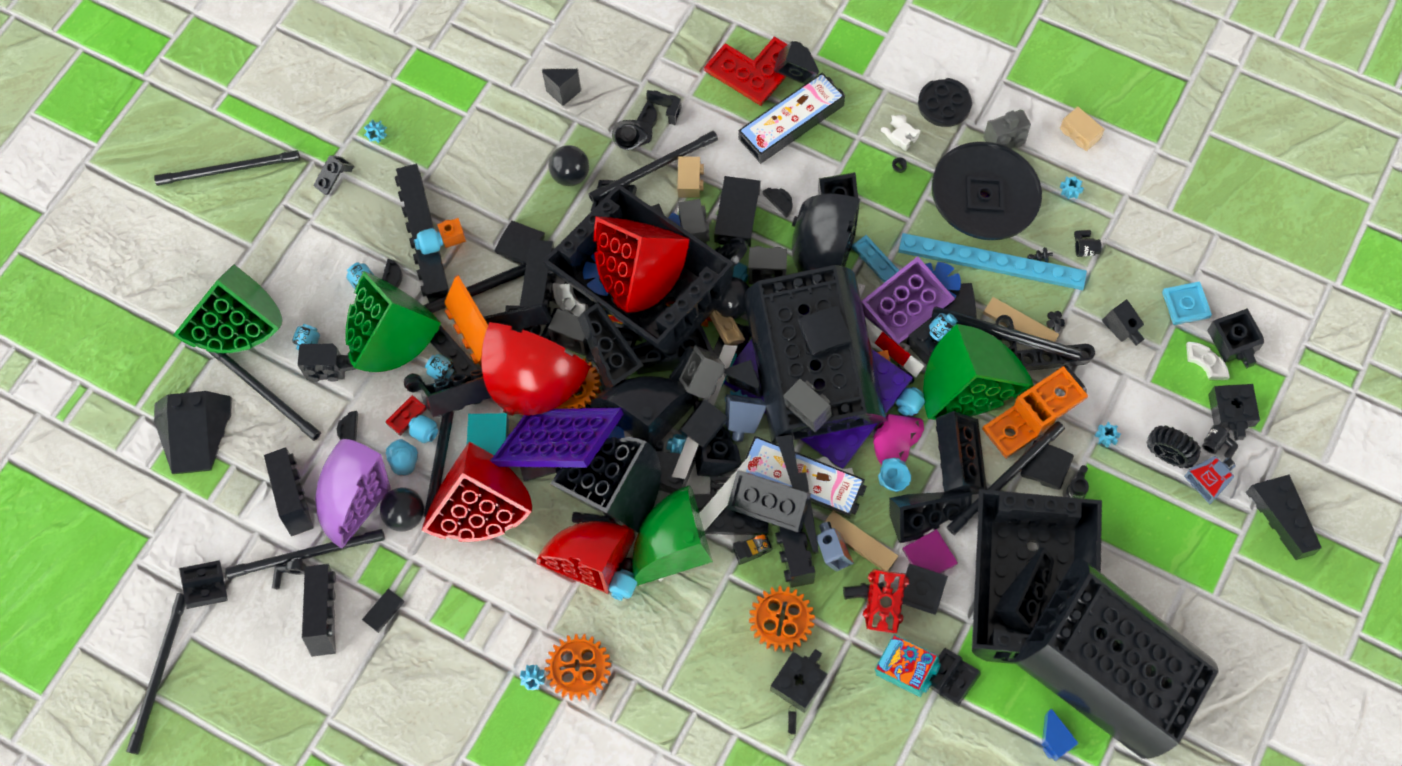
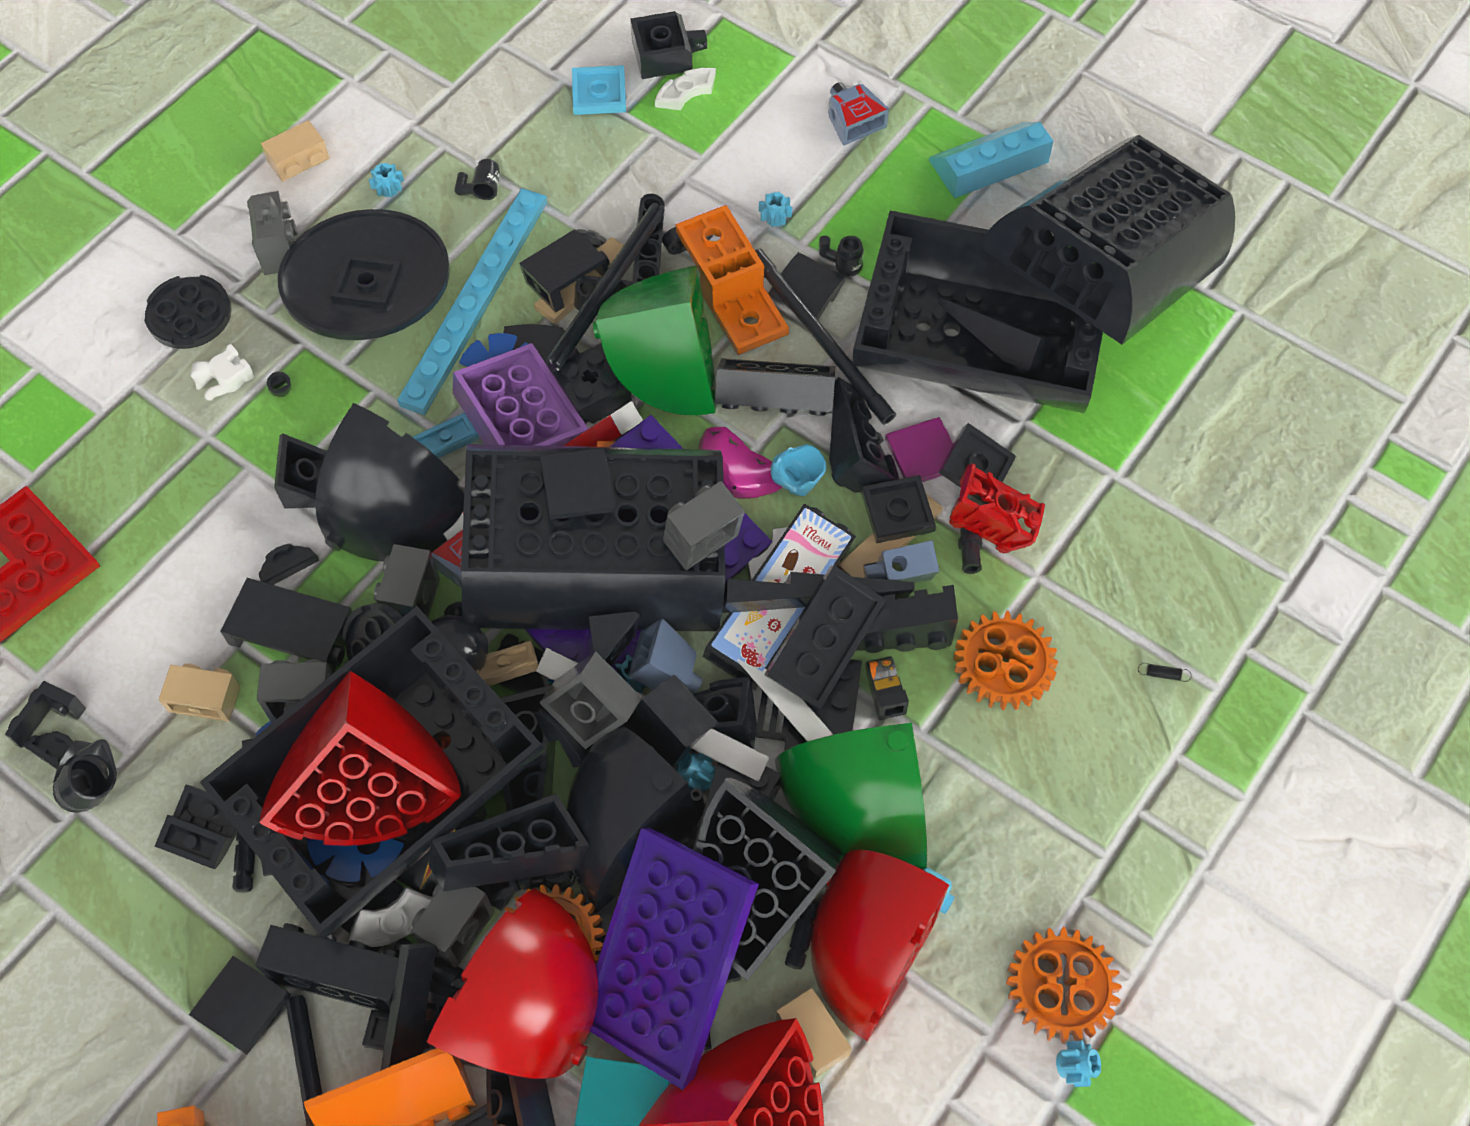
camera: 85 degrees left, 5 degrees down
(534, 530) = (821, 1031): none -> tan brick
(568, 165) = (113, 889): black piece -> none
(702, 141) = (185, 832): black piece -> none
(791, 117) = (141, 522): brick -> none
(796, 63) = (47, 486): black slope -> none
(804, 669) = (1105, 646): black hinge -> none
(878, 542) = (898, 509): none -> black tile
(907, 666) = (1092, 500): brick -> none
(910, 401) = (684, 429): medium azure head -> none
(941, 325) = (584, 353): medium azure head -> none
(954, 677) = (1106, 454): black slope -> none
(1020, 306) = (562, 265): none -> black panel
(1039, 255) = (484, 232): black hair -> none
(1056, 737) = (1198, 344): blue slope -> none
(1124, 323) = (614, 157): black torso -> none
(1173, 446) = (810, 135): black gear -> none
(1196, 579) = (993, 157): none -> medium azure slope
(1215, 440) = (804, 96): black piece -> none
(1234, 408) = (764, 68): black hinge -> none
(1286, 514) = (918, 47): black wedge -> none

